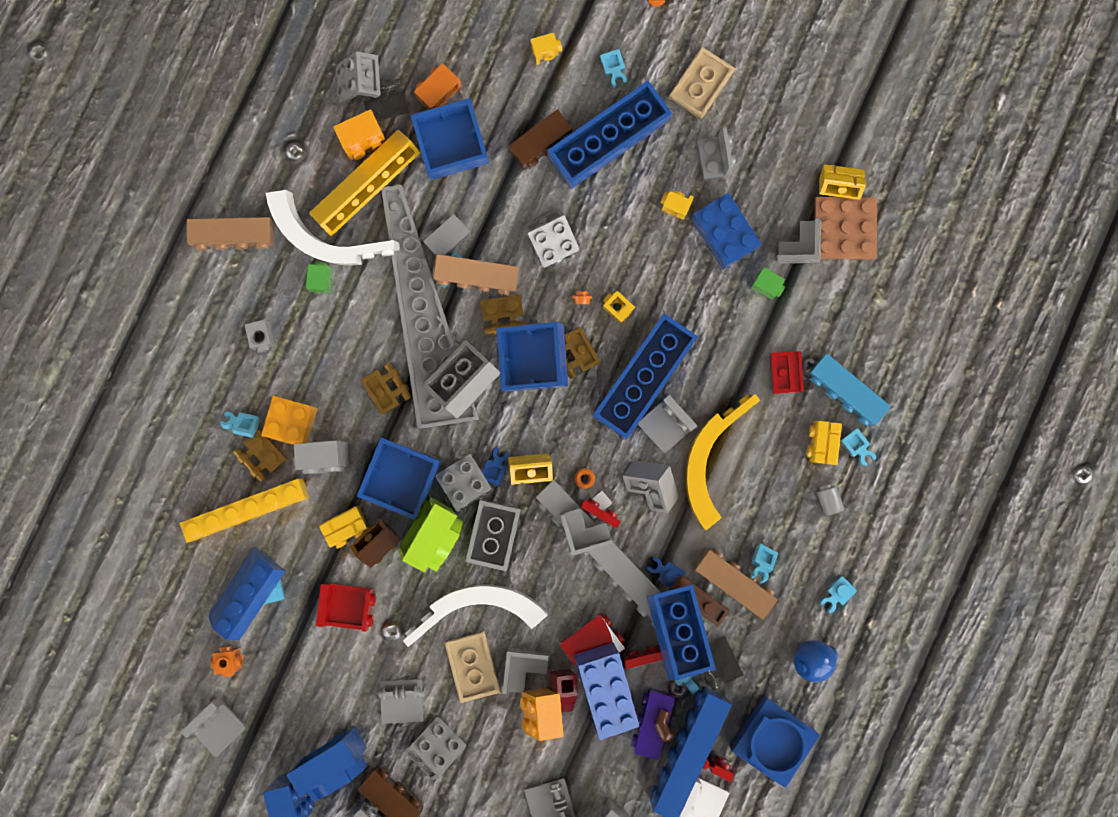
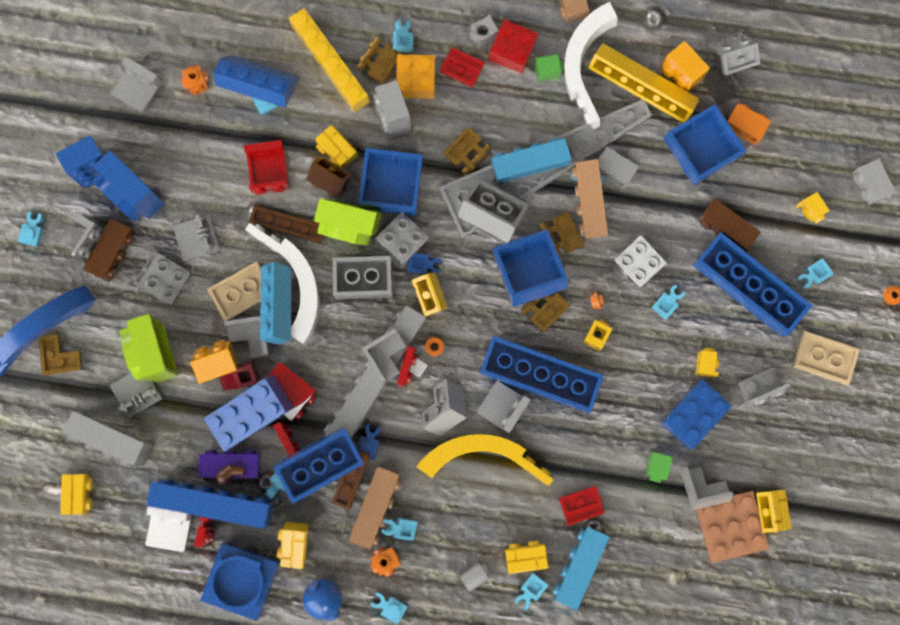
camera: 75 degrees right, 5 degrees down
(285, 308) = (513, 46): none -> red brick
(292, 369) = (462, 67): none -> red plate
(411, 603) = (286, 224): none -> reddish brown tile
(417, 324) = (530, 160): none -> dark azure brick
(497, 634) = (275, 303): none -> dark azure brick
(512, 782) = (148, 349): none -> lime container
(604, 227) = (666, 304): none -> medium azure plate
(752, 676) = (293, 545): none -> yellow brick
(786, 583) = (388, 554): none -> orange brick

